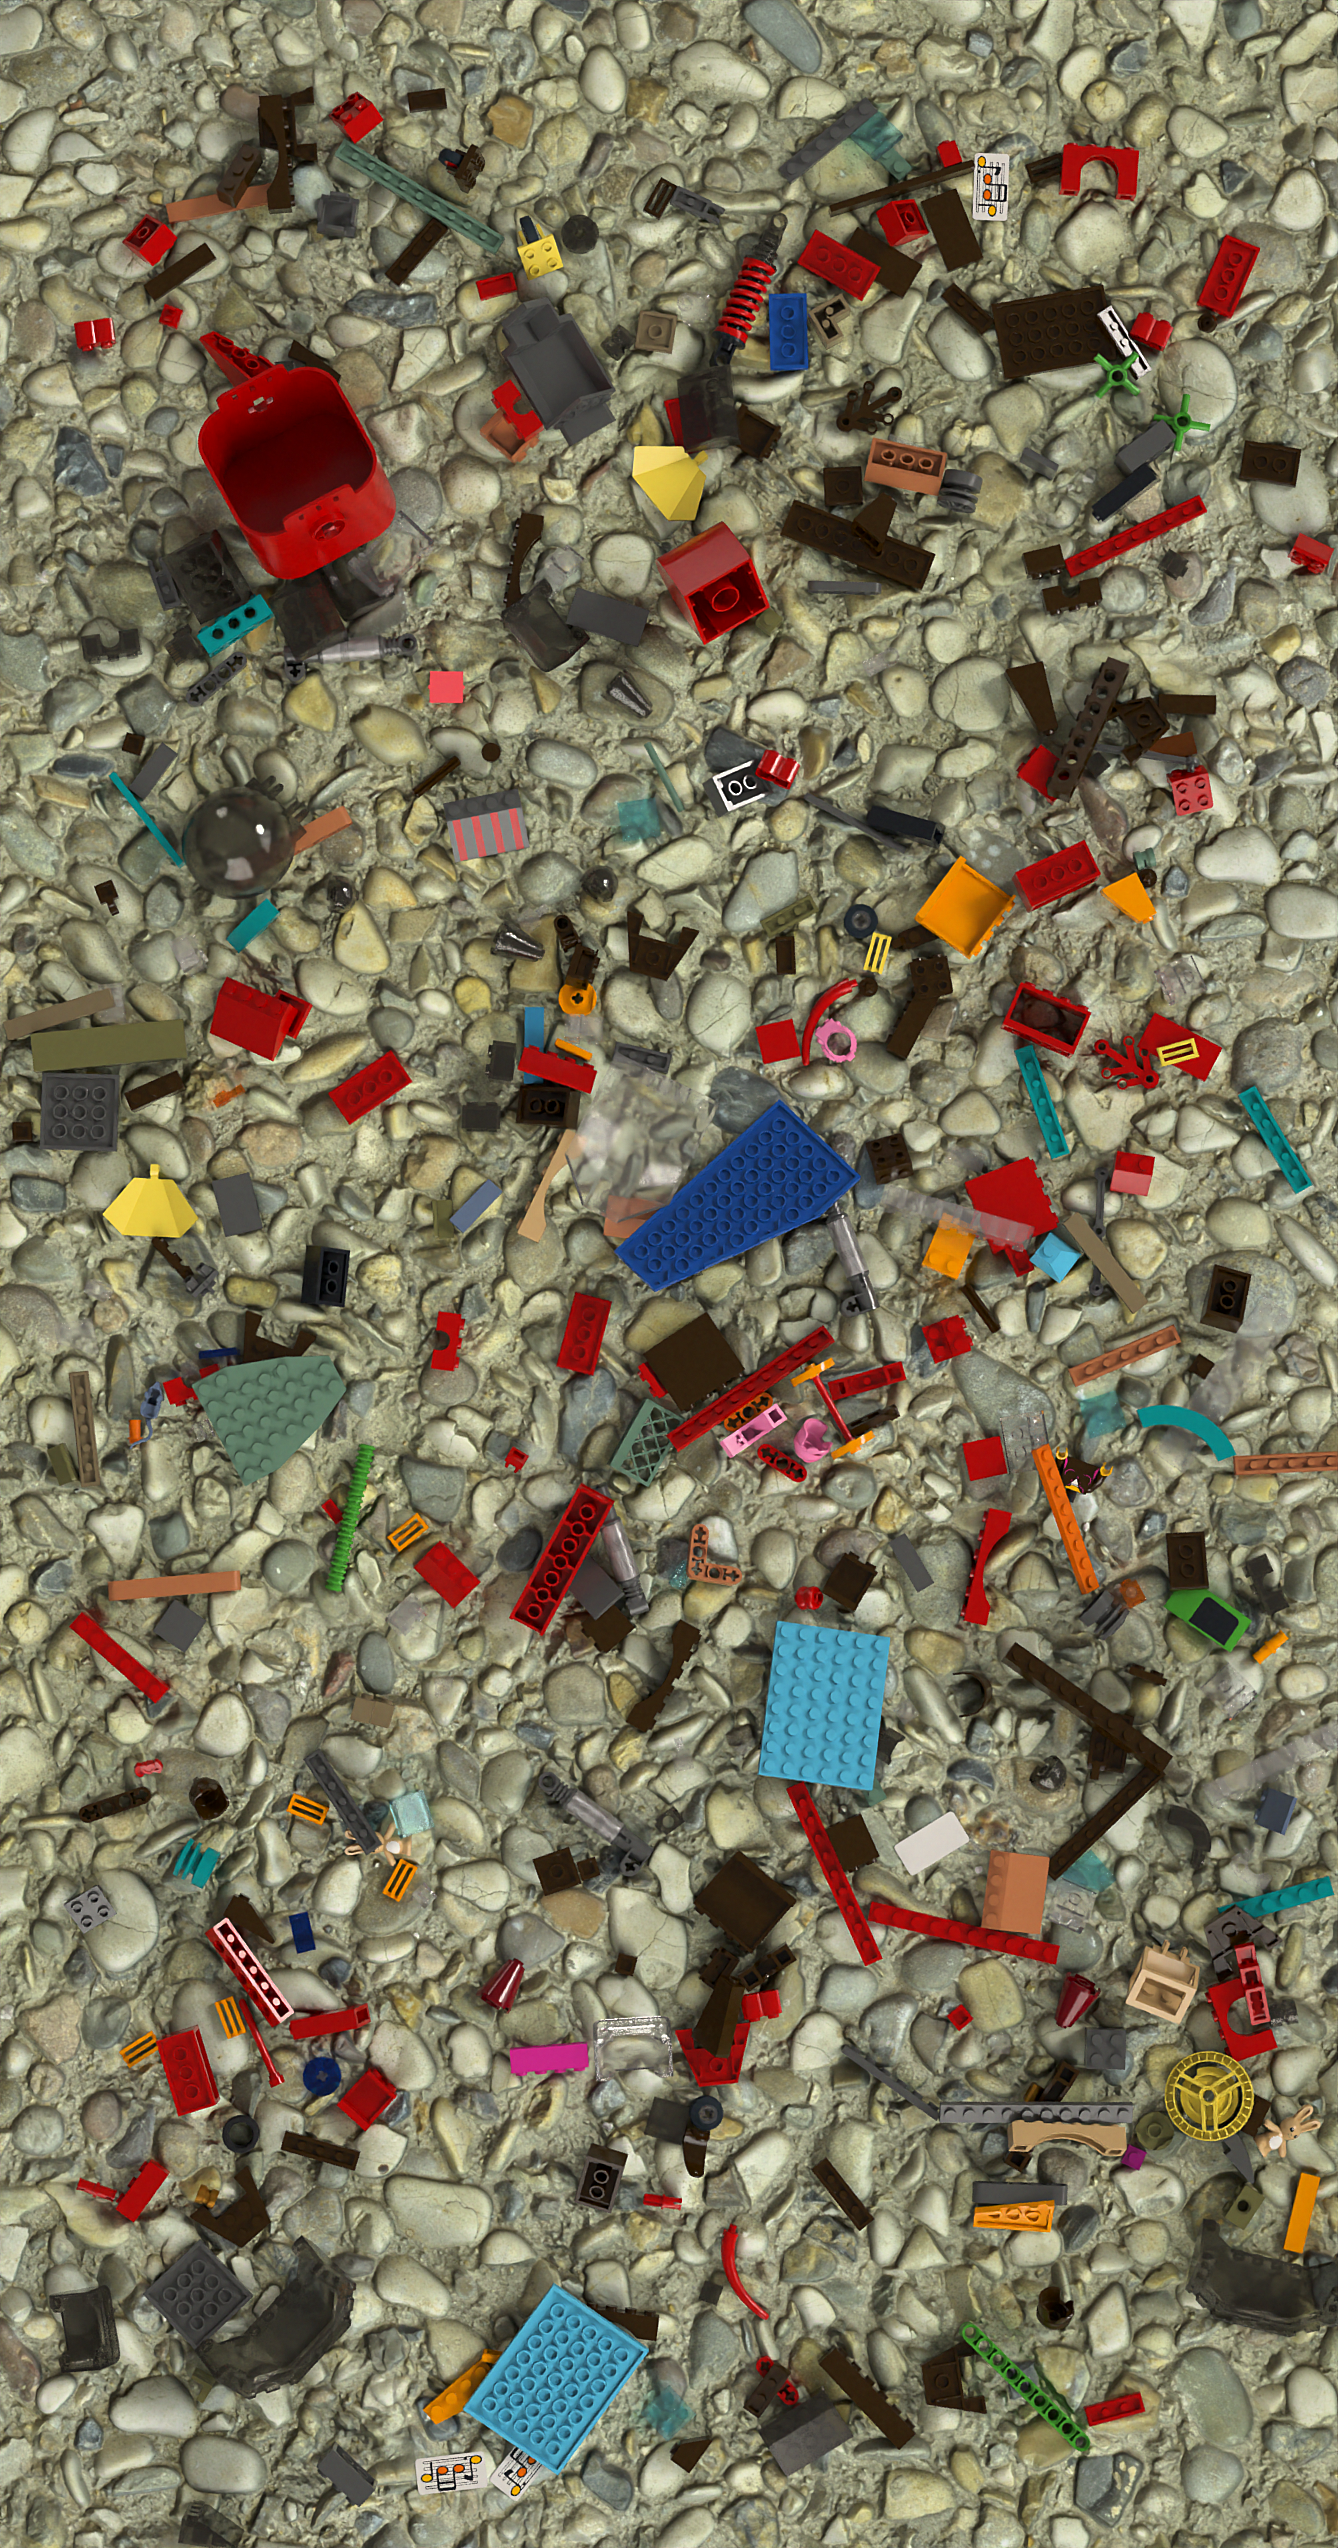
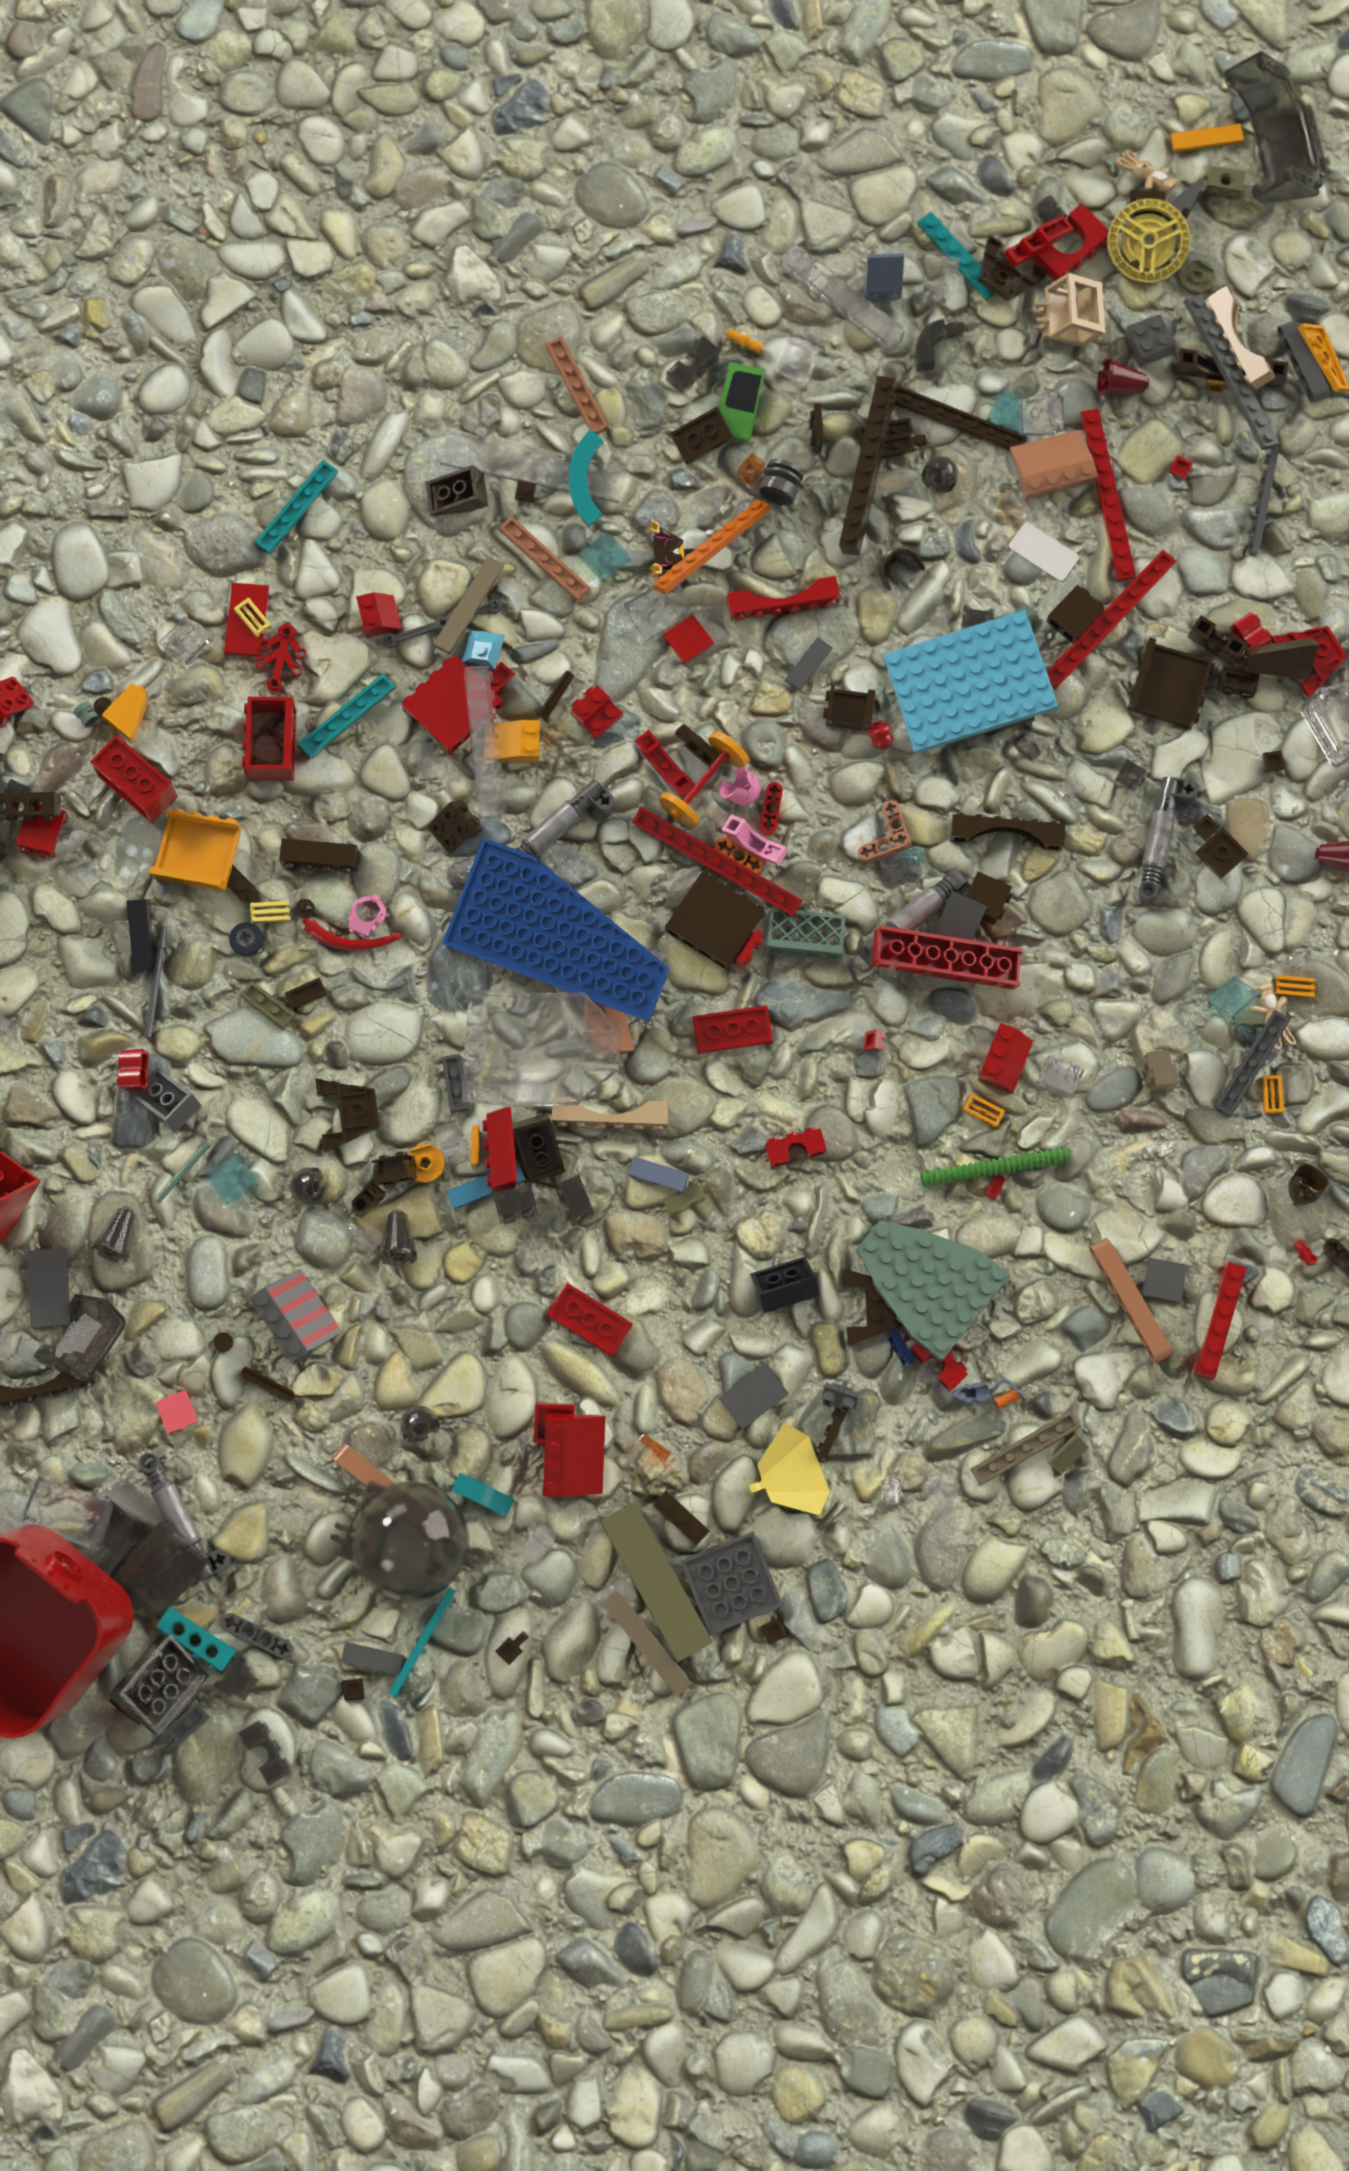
camera: 115 degrees left, 10 degrees down
(778, 1041) = (389, 968): red tile -> none
(931, 977) = (272, 854): dark brown bracket -> none
(1133, 2157) = (1229, 281): magenta plate -> none

